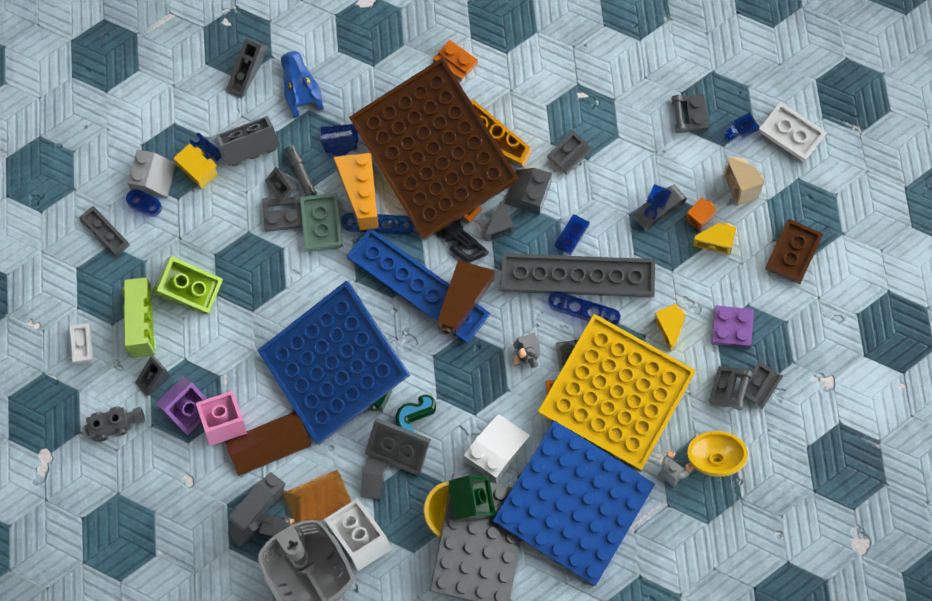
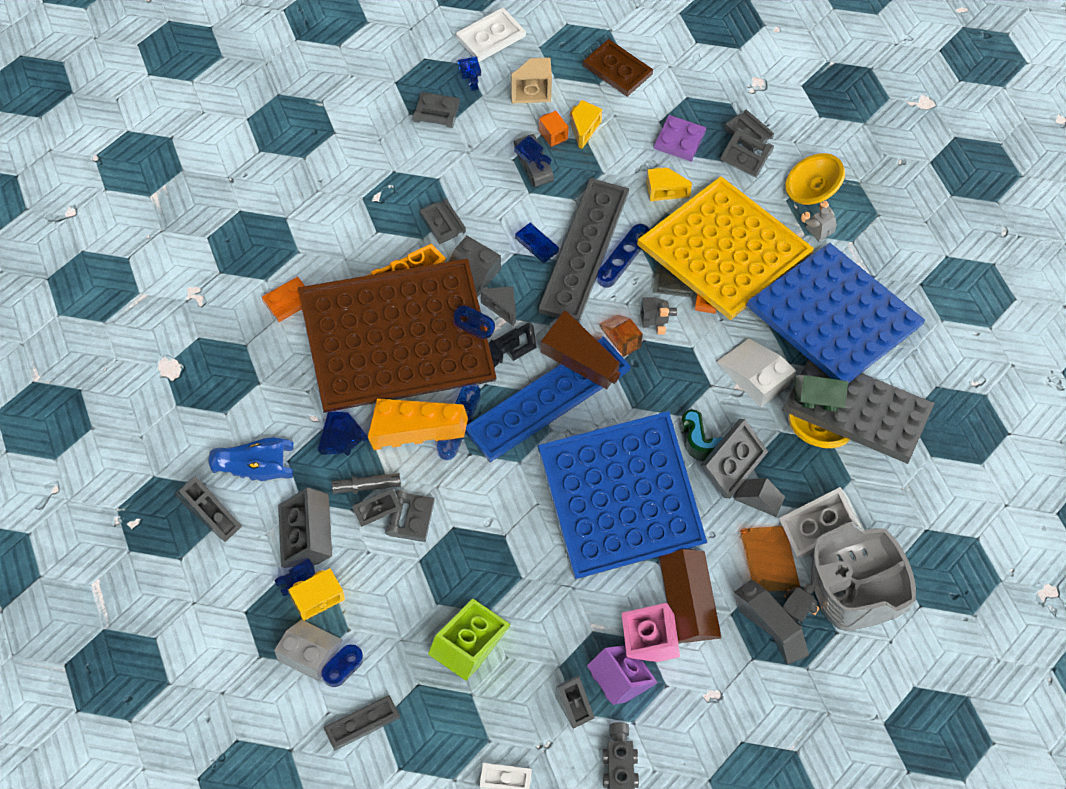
camera: 80 degrees left, 10 degrees down
(138, 317) = (494, 700): lime wedge -> none
(321, 222) = (438, 476): sand green plate -> none
(459, 203) = (475, 321): none -> clear blue plate
(499, 327) = (622, 334): none -> clear orange slope

